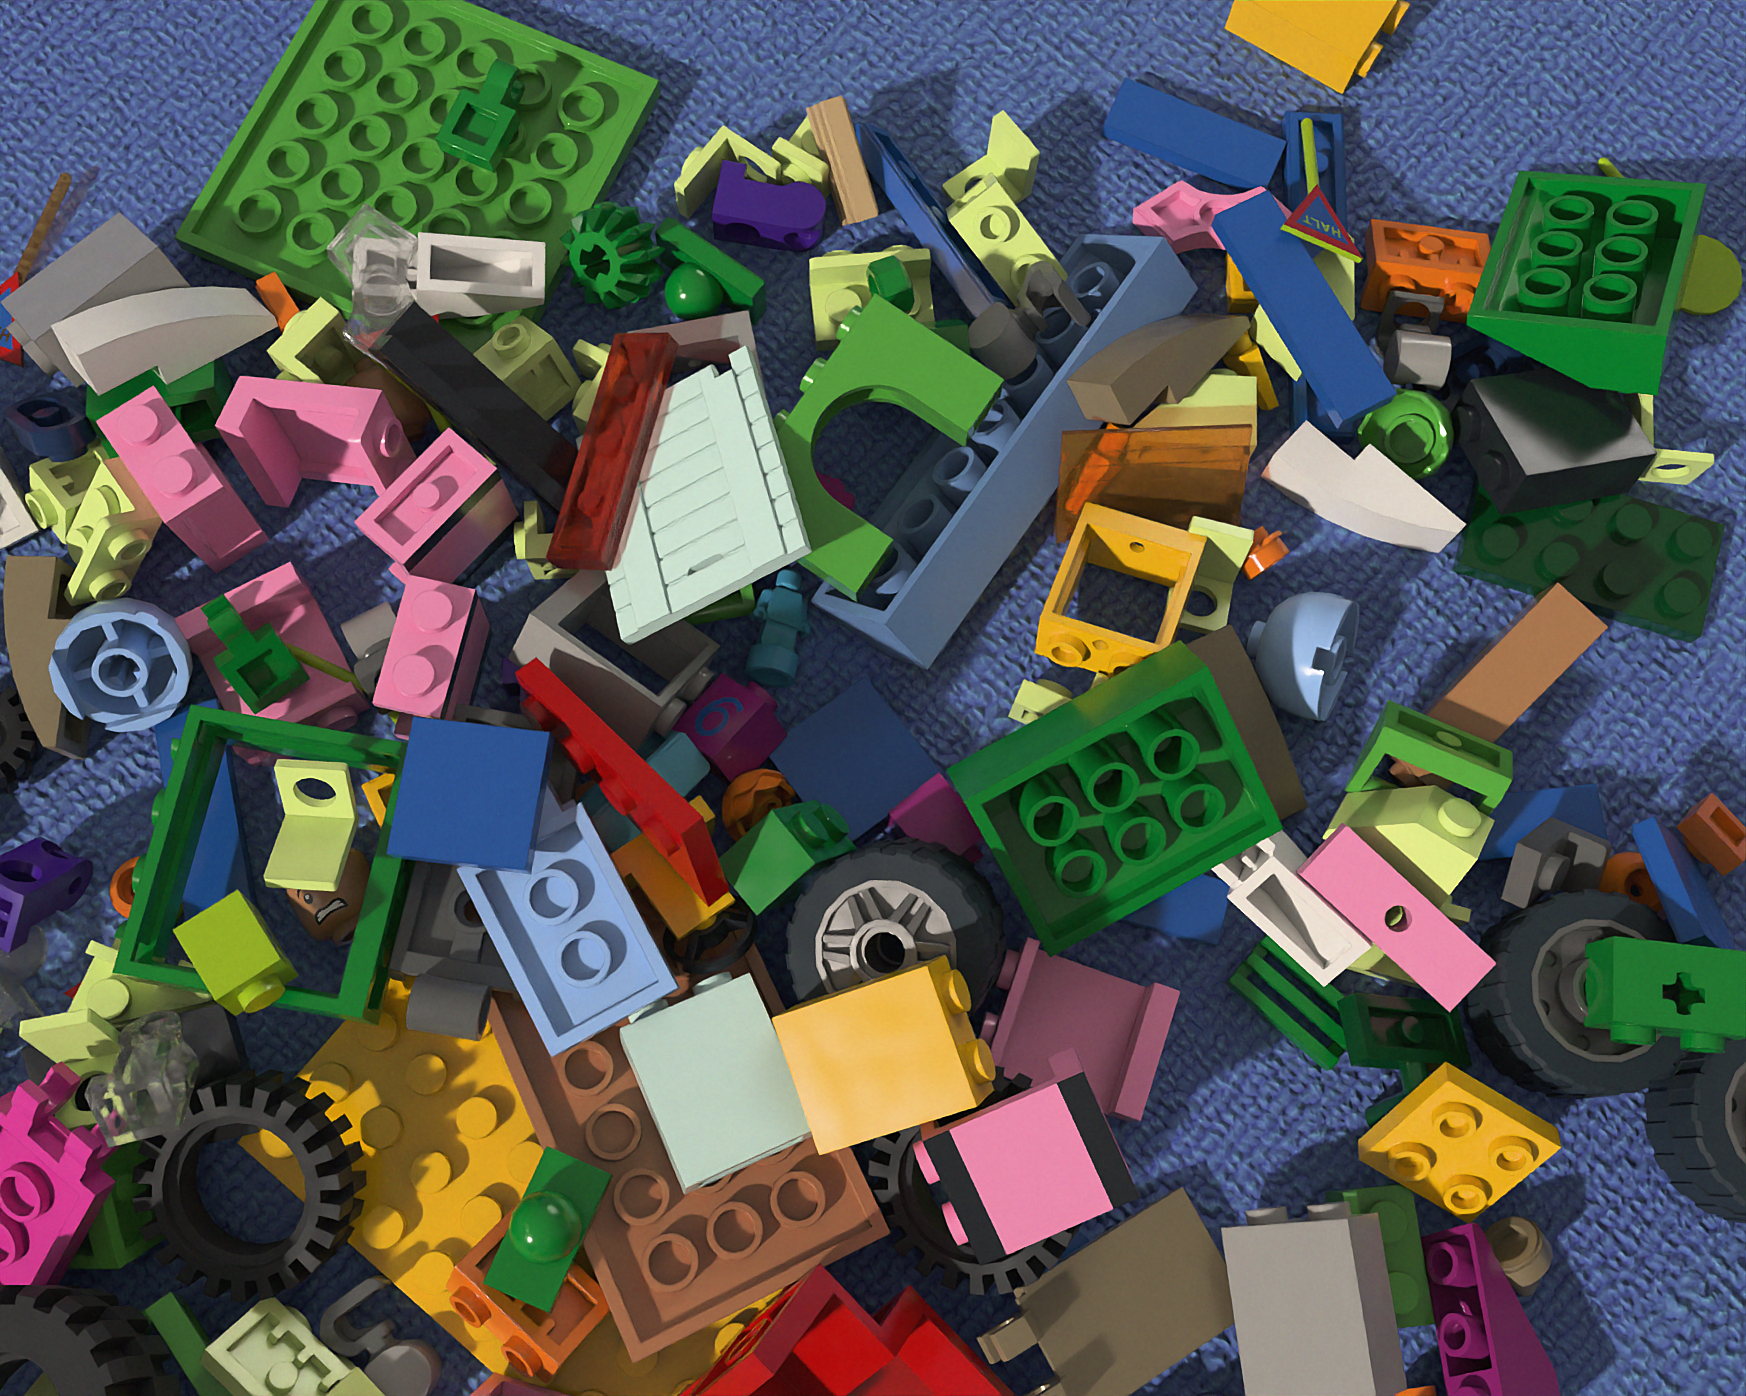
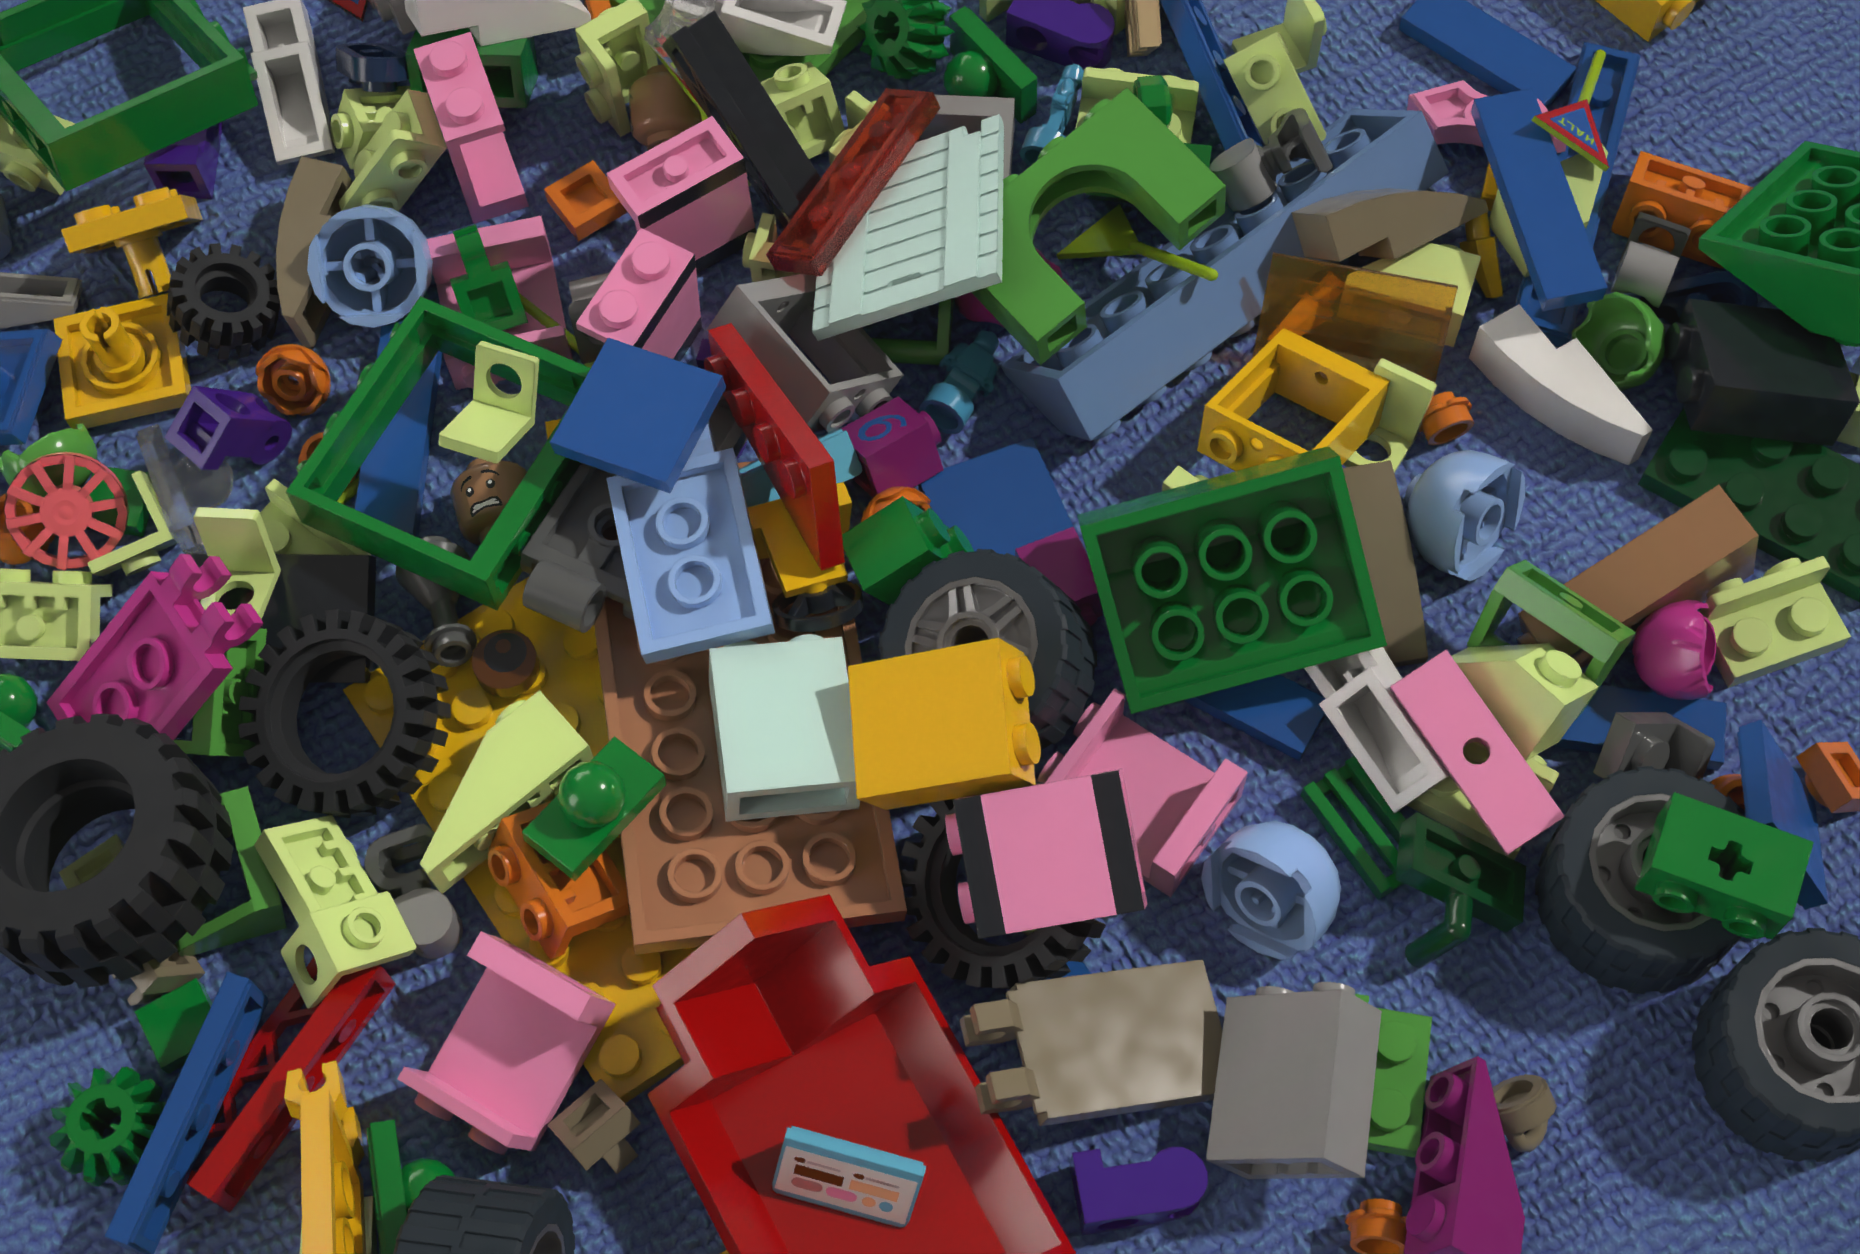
camera: 25 degrees right, 10 degrees down
(76, 808) = (279, 387): none -> orange plate
(148, 1083) = (284, 586): clear leg -> none
(236, 955) = (396, 493): lime brick -> none
(312, 432) = (589, 111): bright pink panel -> none
(327, 524) = (584, 200): none -> orange plate
(338, 1071) = (450, 640): none -> dark grey piece
(402, 1075) = (505, 663): none -> reddish brown tile
(447, 1209) = (511, 772): none -> yellowish green slope
(791, 350) = (1060, 114): none -> dark azure piece
(884, 435) = (1115, 237): none -> lime piece
(1236, 1097) = (1274, 886): none -> light blue cylinder
(1458, 1143) = (1483, 976): yellow plate -> none
(1547, 750) = (1676, 651): none -> dark pink hair
(1615, 691) = (1773, 620): none -> yellowish green bracket

